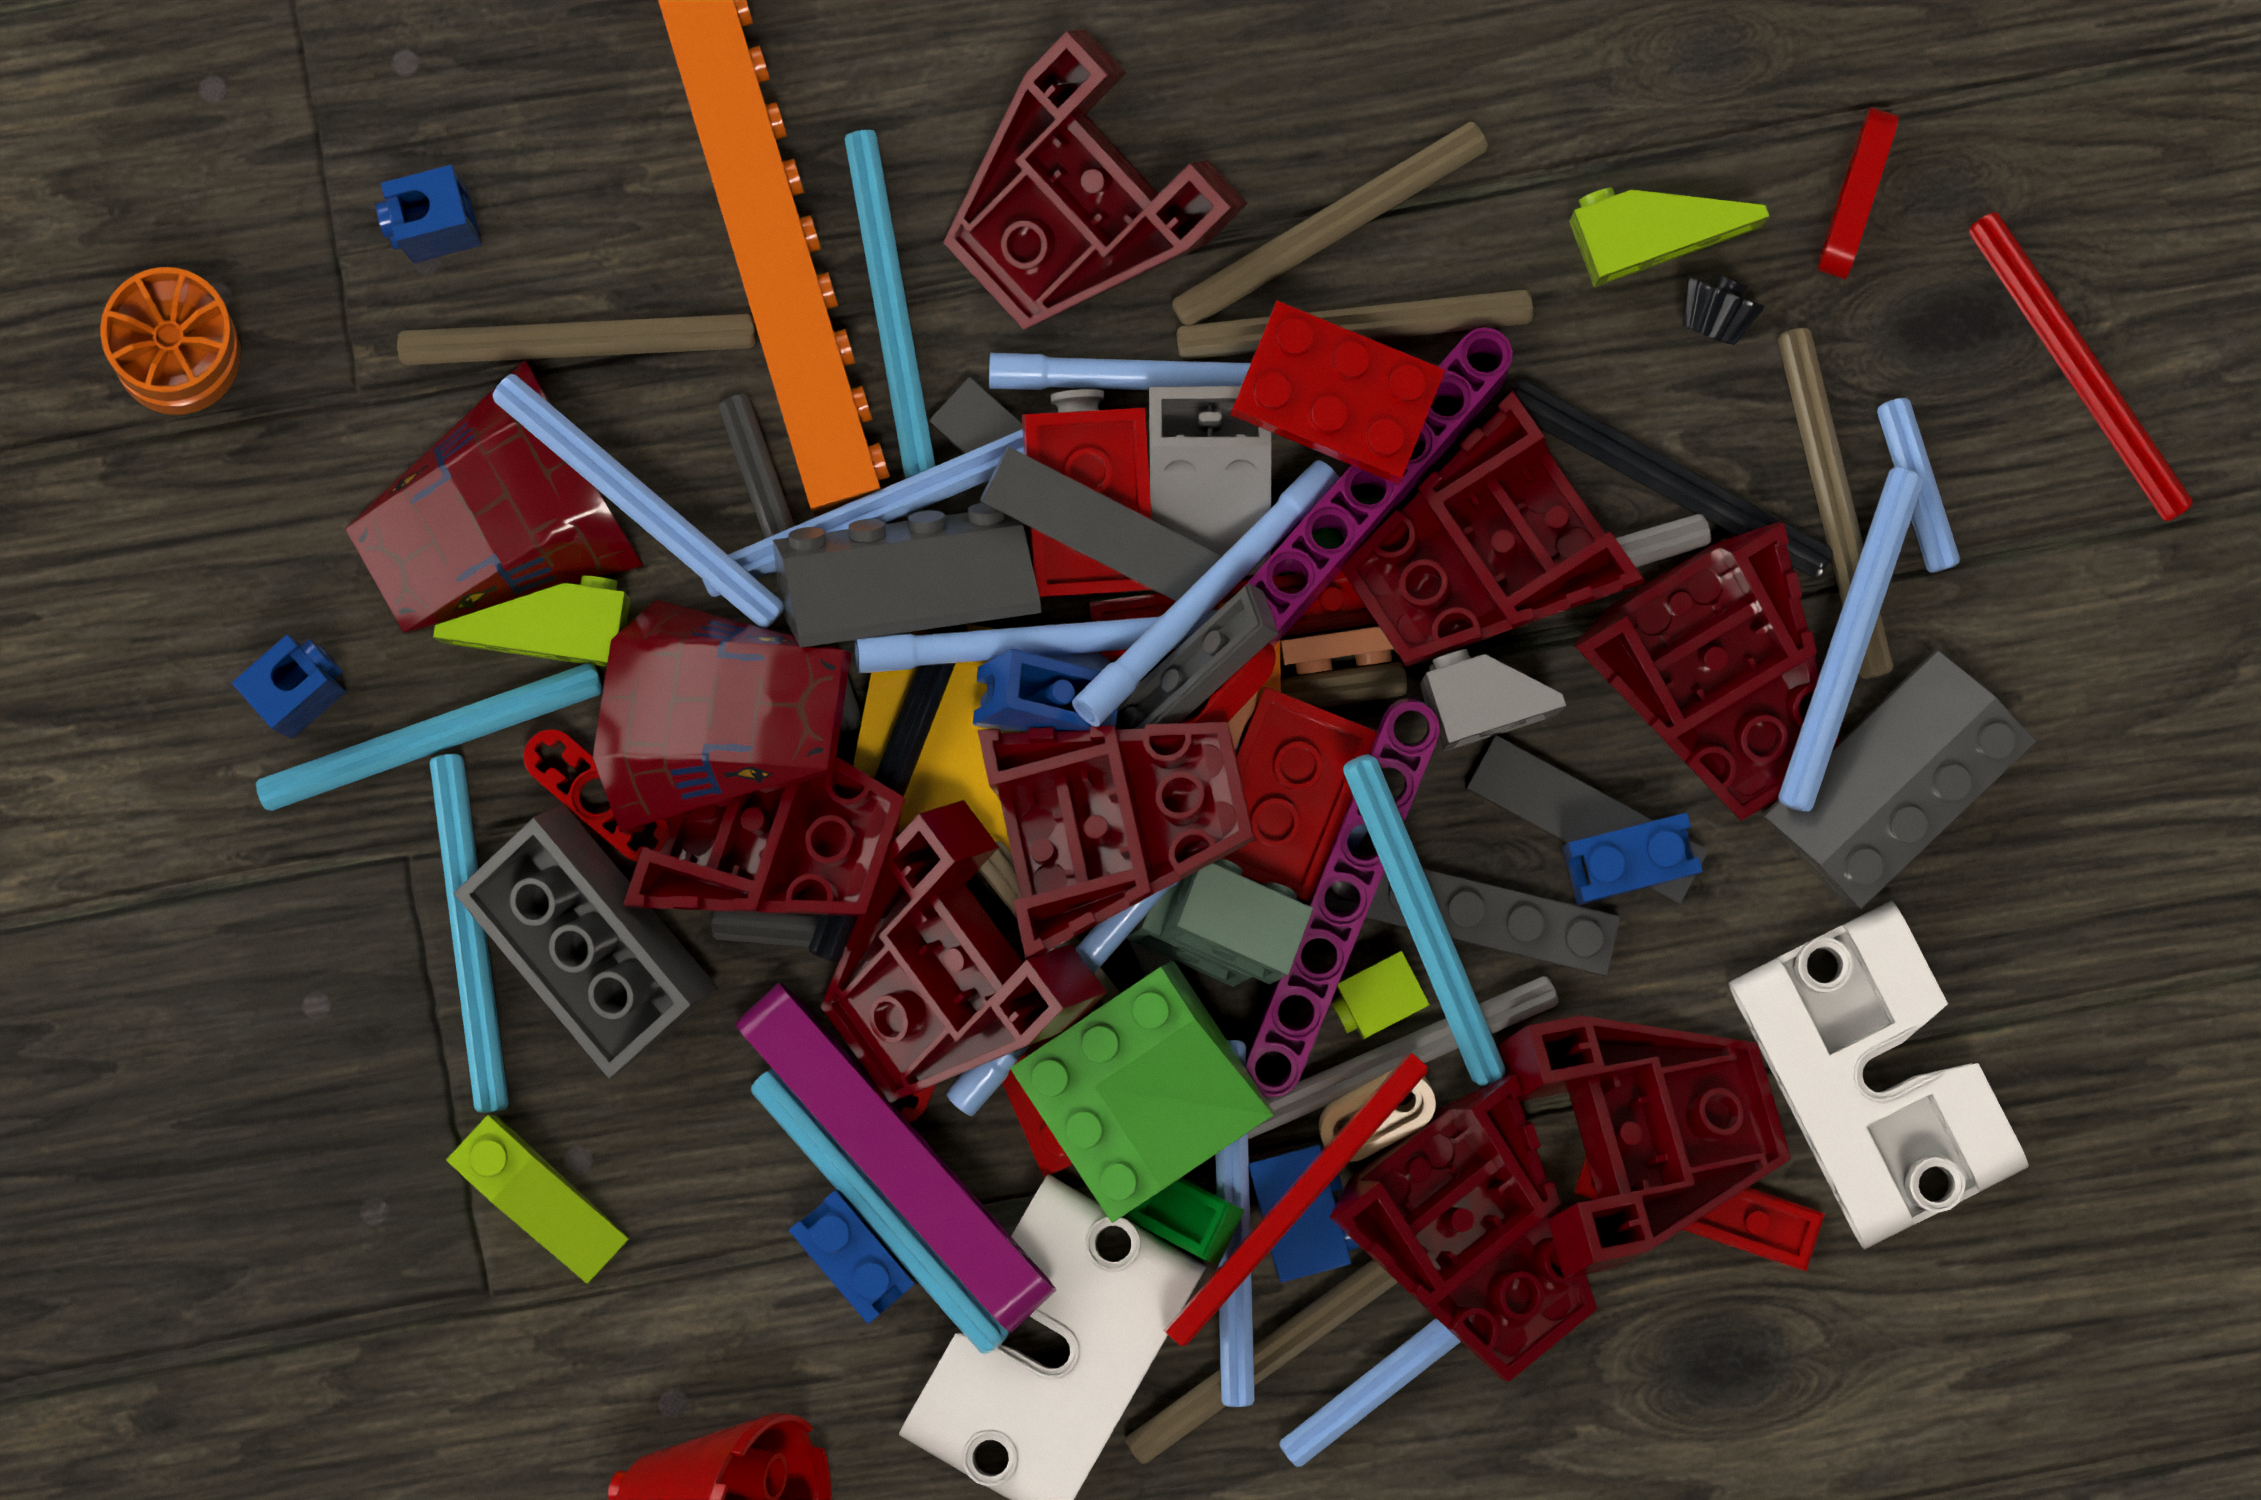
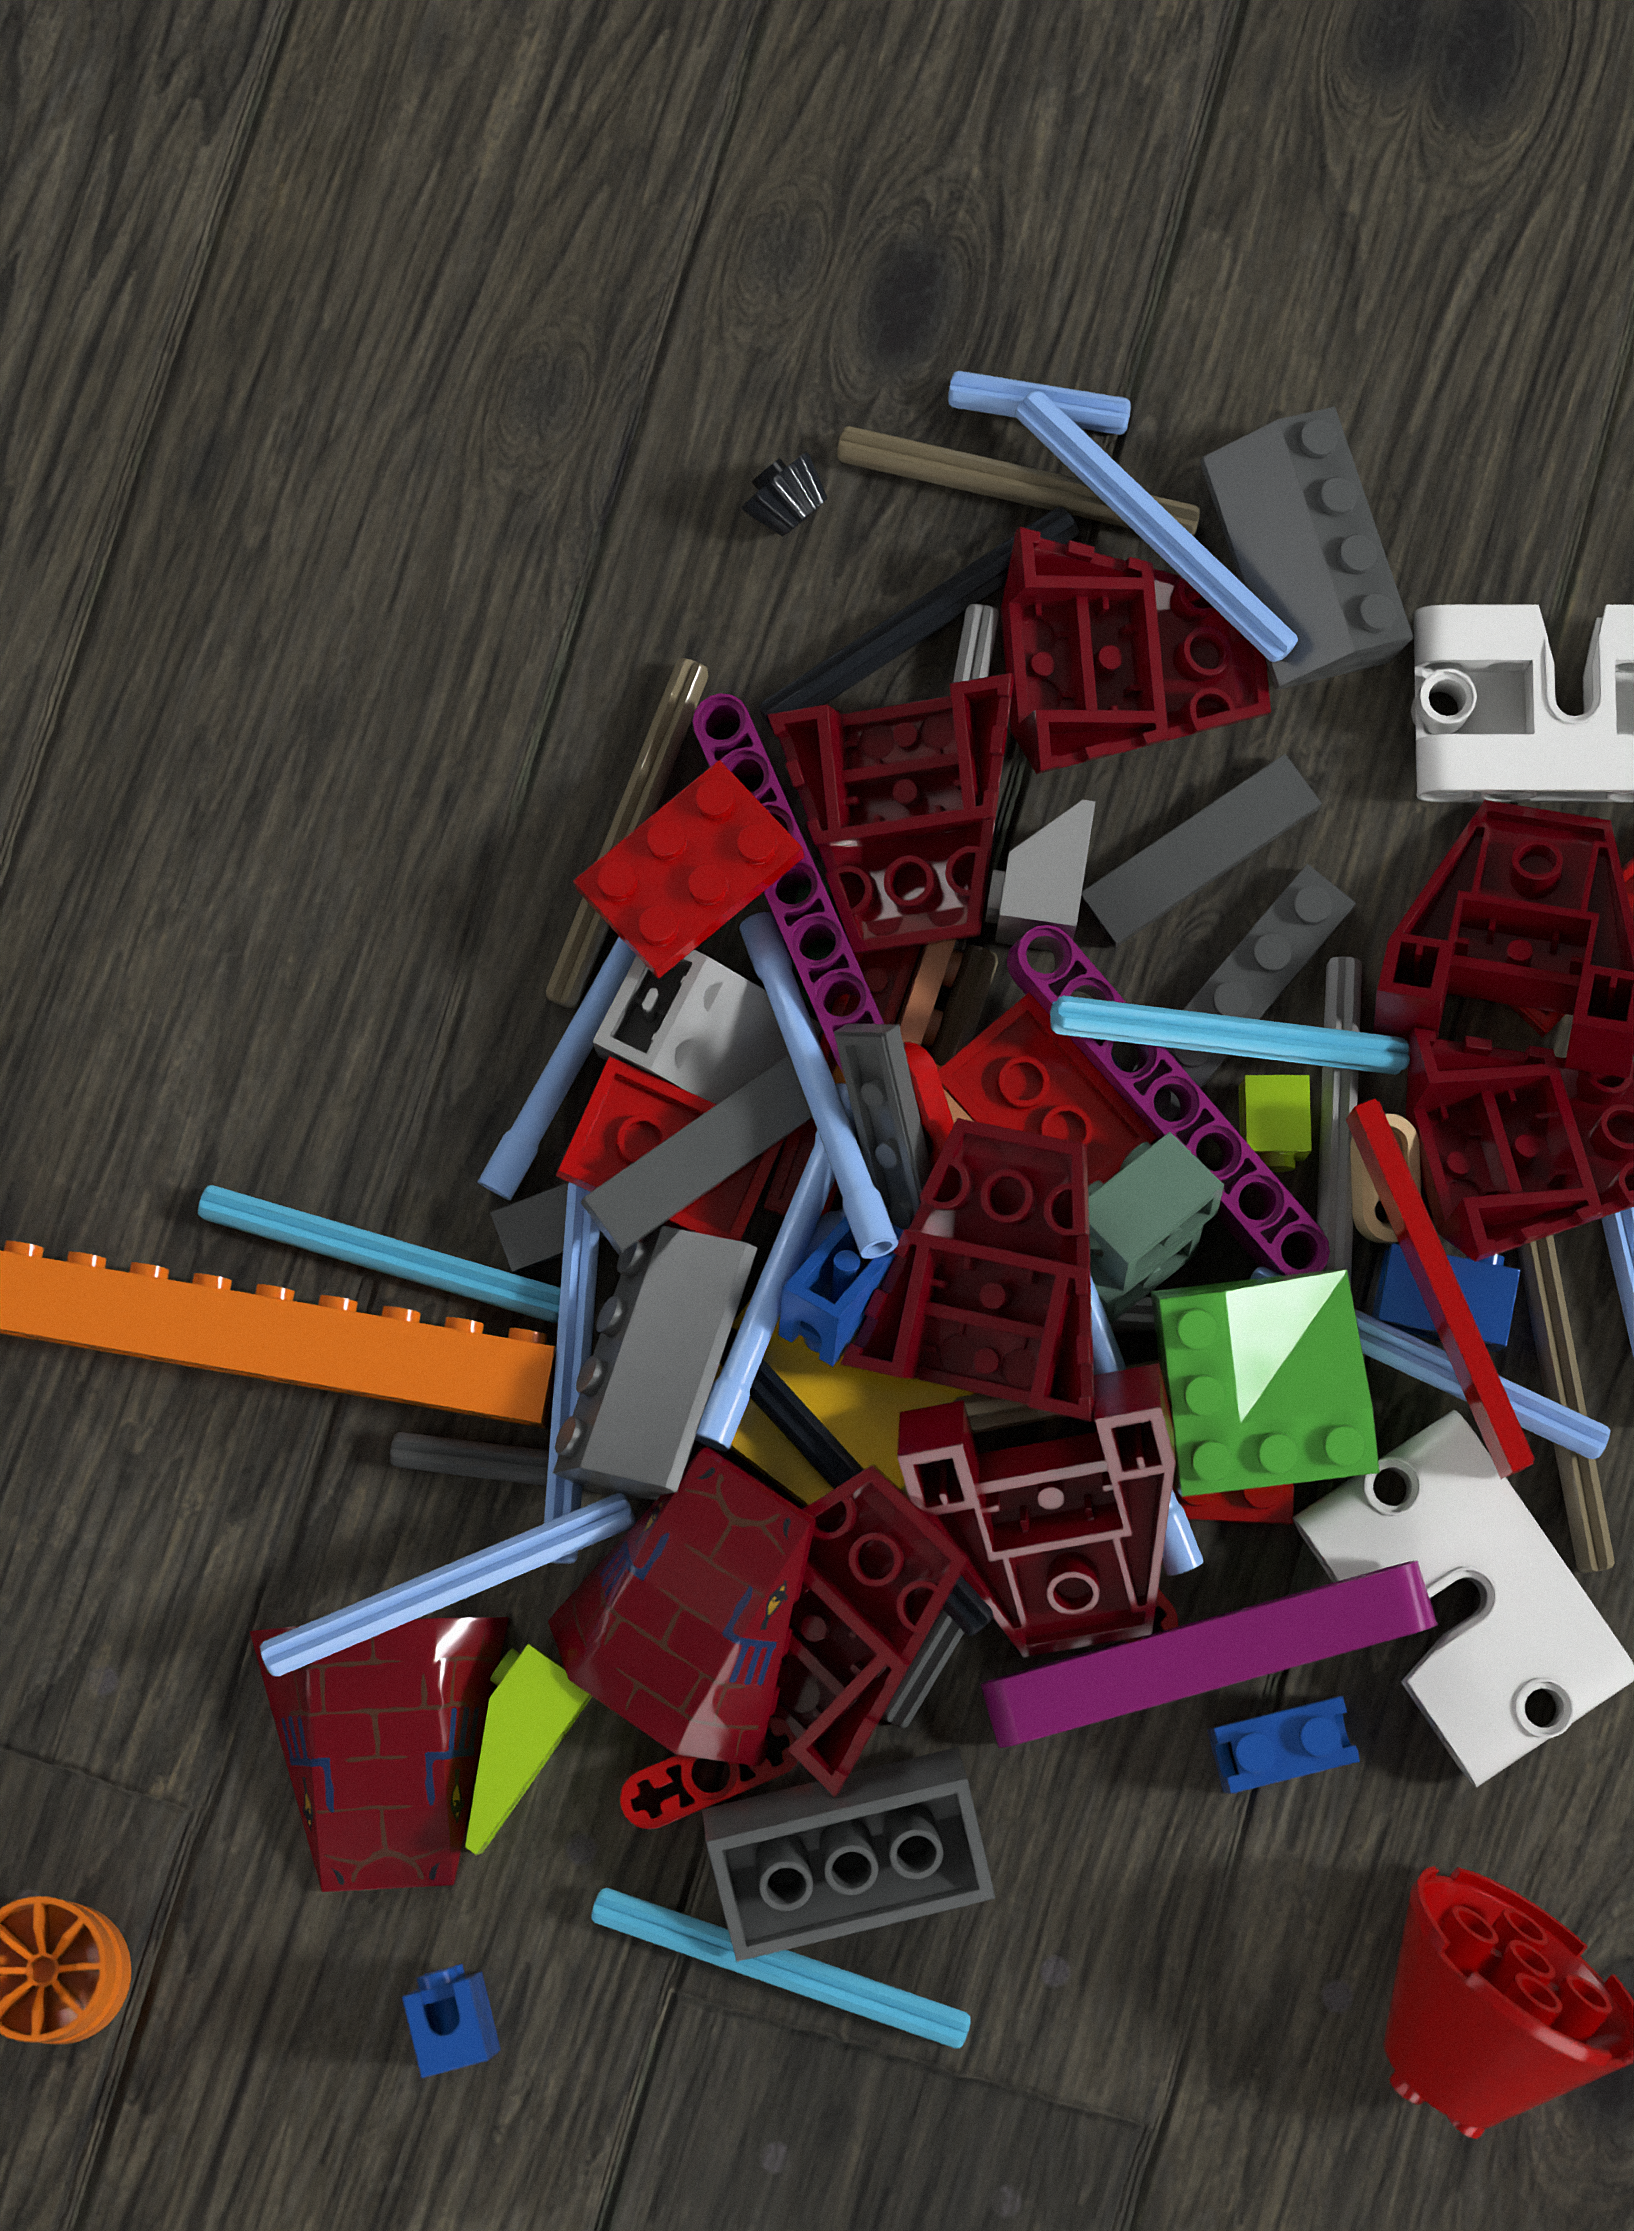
camera: 60 degrees left, 5 degrees down
(428, 214) = (60, 1652): blue brick -> none
(429, 736) = (568, 1912): medium azure axle -> none
(537, 1197) = (1075, 2029): lime slope -> none
(576, 339) = (255, 1573): dark tan axle -> none
(879, 1213) = (1253, 1697): medium azure axle -> none
(1061, 207) = (376, 1048): dark red wedge -> none
(1077, 400) = (566, 1121): light grey bush -> none
(1190, 1219) = (1410, 1396): green tile -> none
(1330, 224) = (522, 809): dark tan axle -> none
(1631, 859) = (1263, 822): blue brick -> none
(1649, 228) = (678, 520): lime slope -> none
(1857, 193) = (743, 322): red beam -> none
(2080, 366) = (1003, 209): red axle -> none

